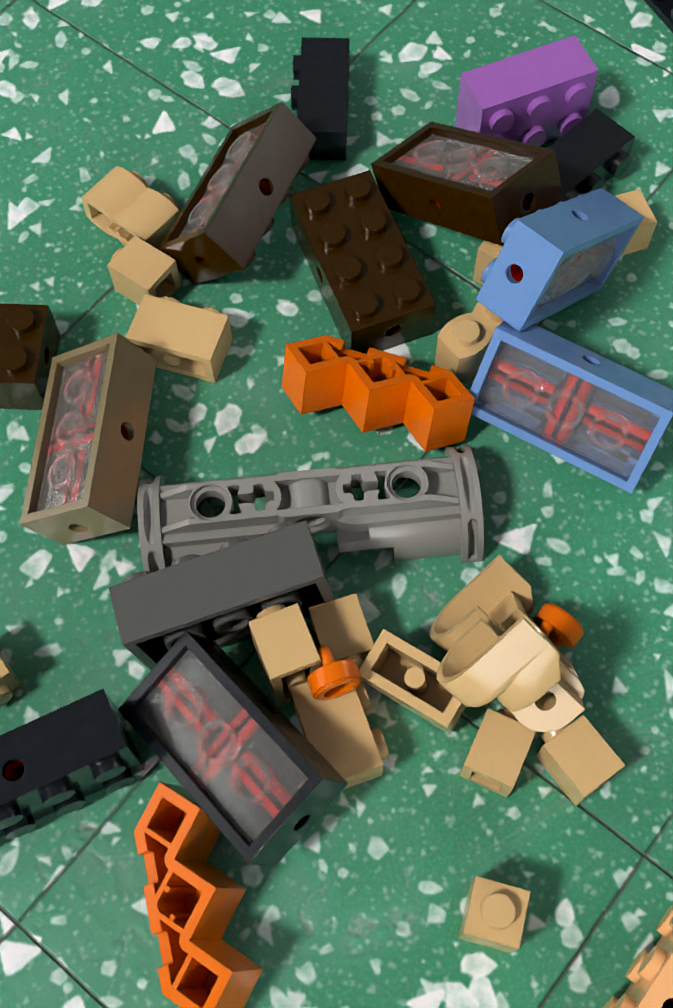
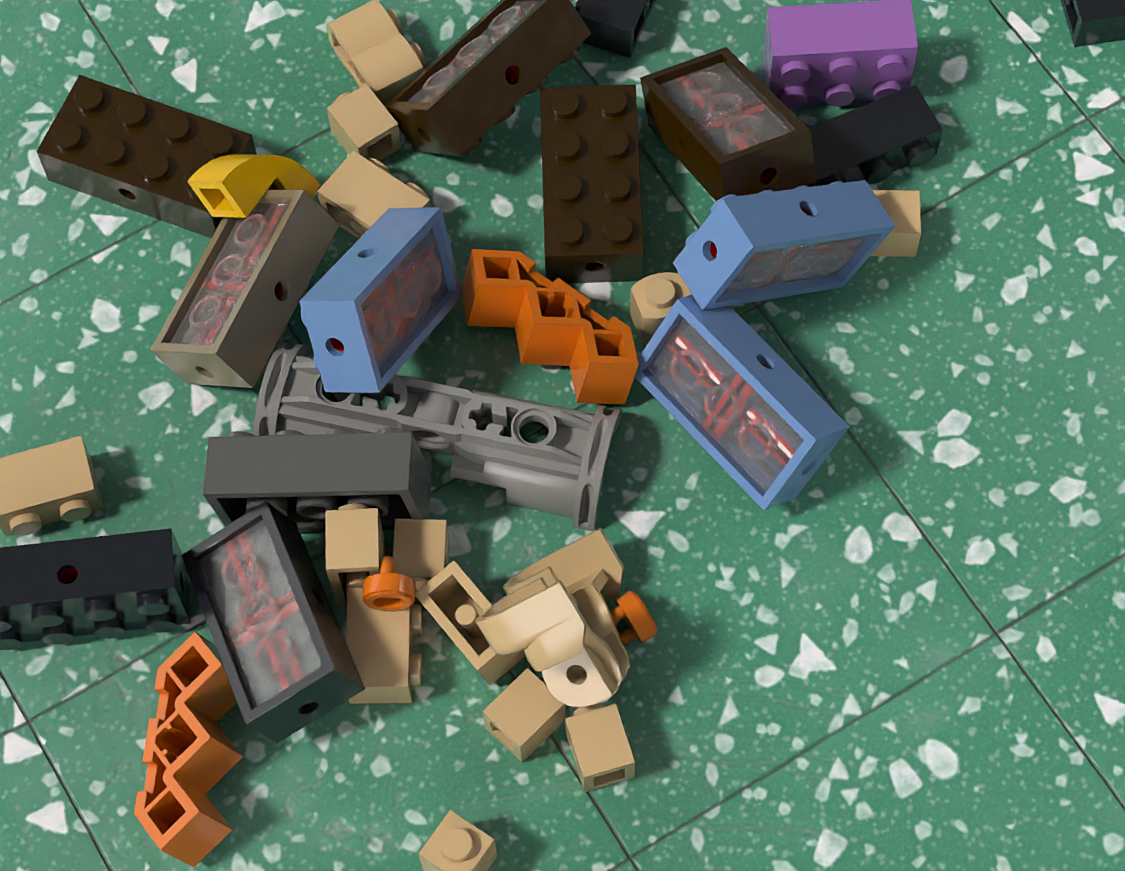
camera: 20 degrees right, 0 degrees up
(52, 348) = (237, 182): none -> yellow brick
(224, 413) = (381, 300): none -> medium blue brick

